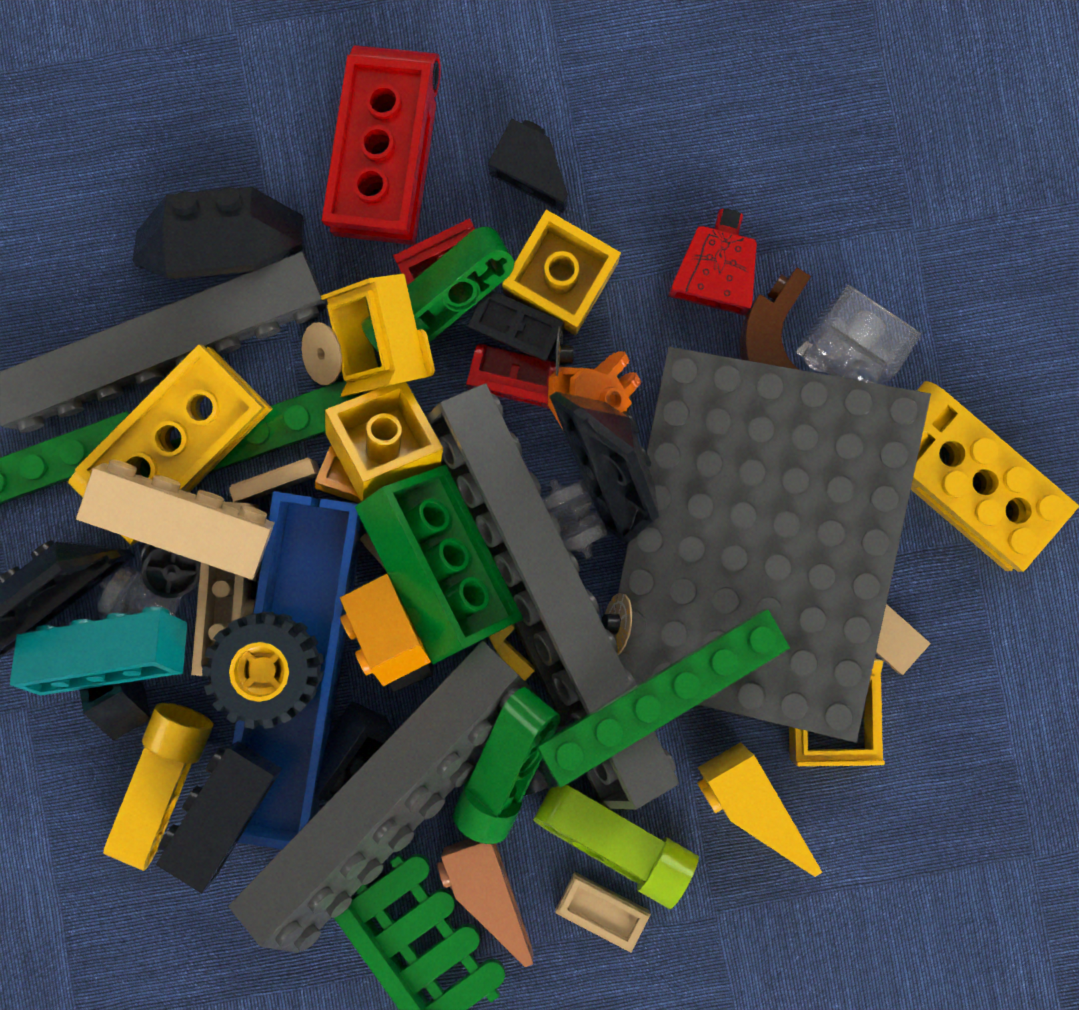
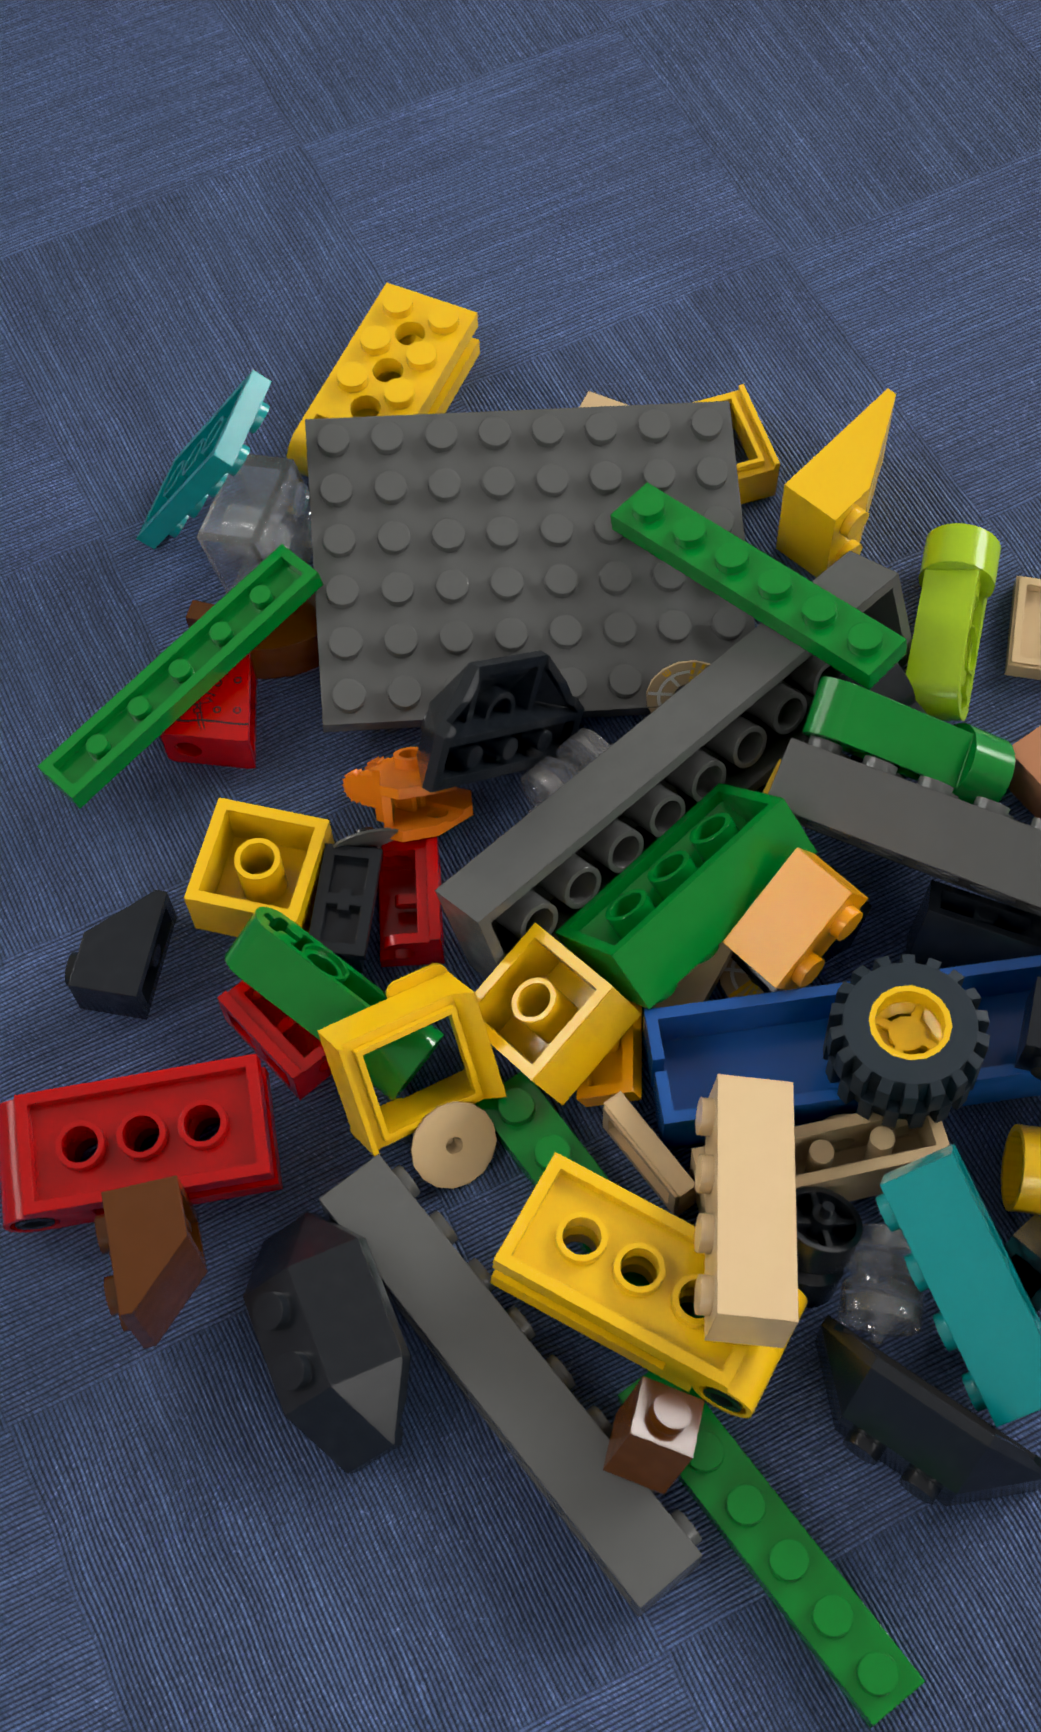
camera: 105 degrees left, 25 degrees down
(70, 417) = (654, 1435): none -> reddish brown brick
(296, 129) = (153, 1255): none -> reddish brown slope
(735, 250) = (180, 676): none -> green plate
(924, 310) = (207, 461): none -> teal plate

